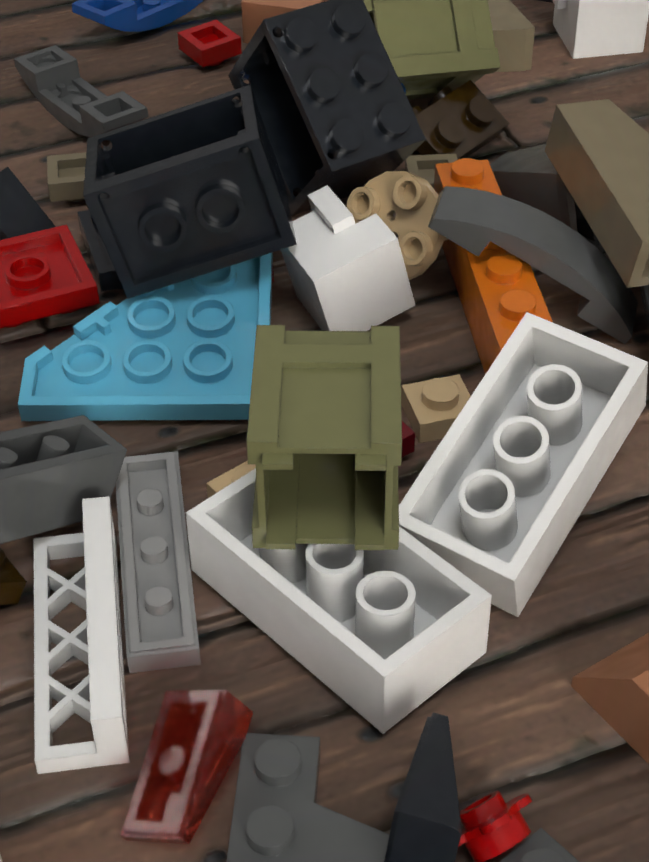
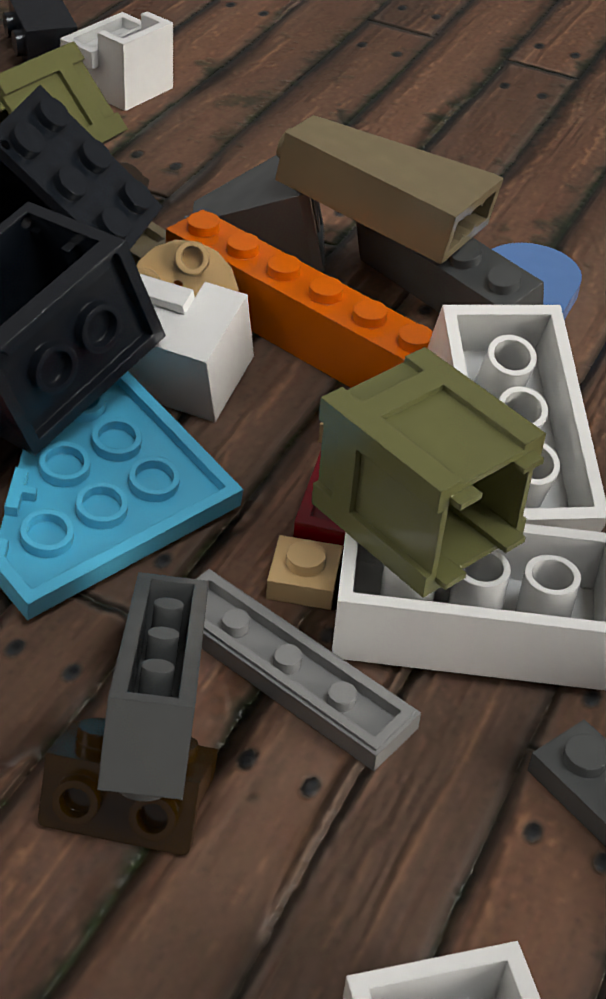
camera: 45 degrees left, 0 degrees up
(103, 653) = (347, 753): white fence -> none
(185, 764) = (526, 808): clear red slope -> none
(547, 244) = (291, 253): dark grey slope -> none

